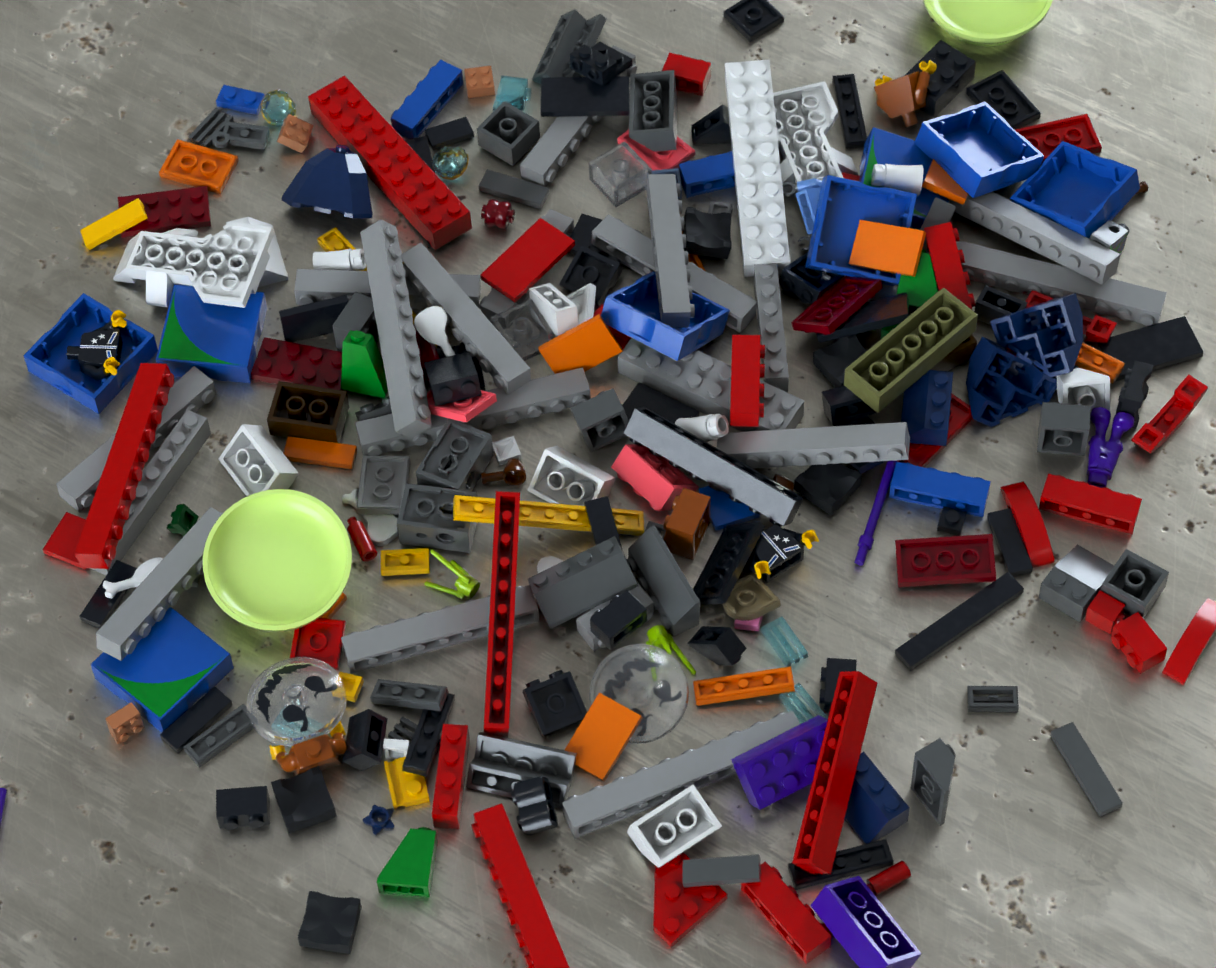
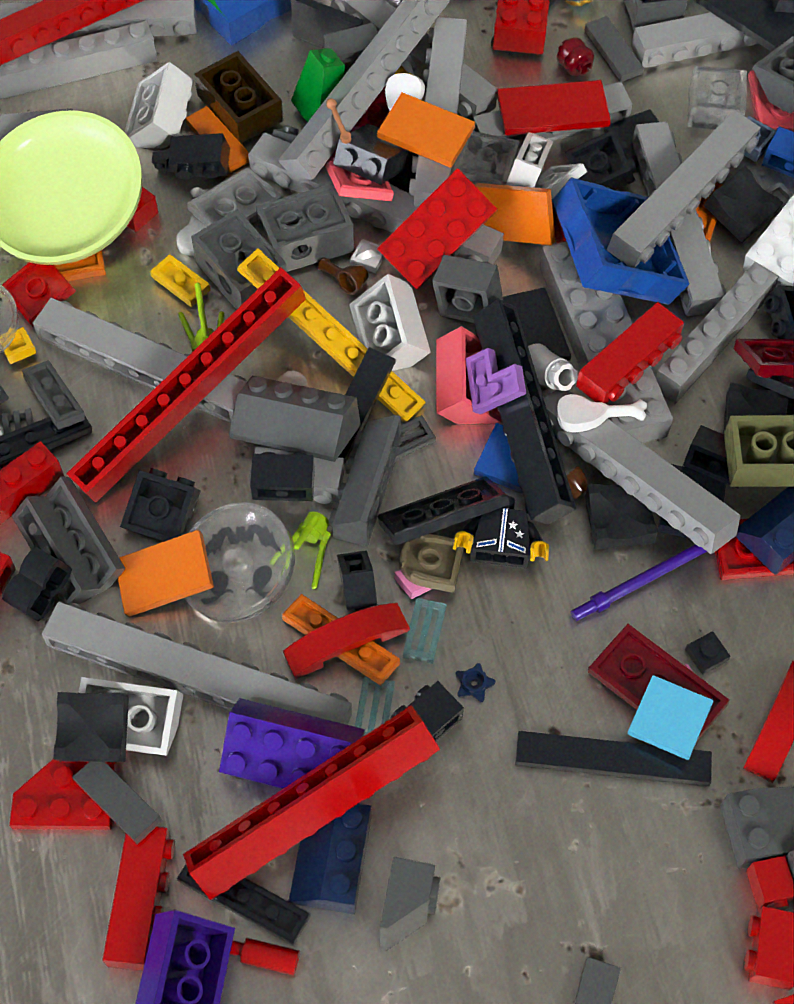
camera: 40 degrees right, 5 degrees up
(182, 520) = (52, 101): dark green tile -> none
(297, 364) = (275, 55): dark red plate -> none
(326, 473) = (195, 156): none -> black hinge
(361, 539) = (168, 233): red cylinder -> none
(436, 380) = (345, 137): none -> nougat hinge
(475, 336) = (426, 129): none -> orange tile
(546, 395) = (437, 228): none -> red brick
(669, 842) = (91, 727): none -> black brick
(681, 468) = (488, 385): none -> medium lavender plate
(687, 523) = (445, 443): dark orange brick -> none
(745, 683) = (344, 635): none -> red slope
(752, 440) = (581, 414): none -> white piece
(842, 640) = (474, 674): none -> dark blue plate
(939, 488) = (725, 611): blue brick -> none
(971, 569) = (670, 717): none -> medium azure tile
(992, 703) = (586, 887): dark grey tile -> none
(1010, 542) = (745, 724): black tile -> none

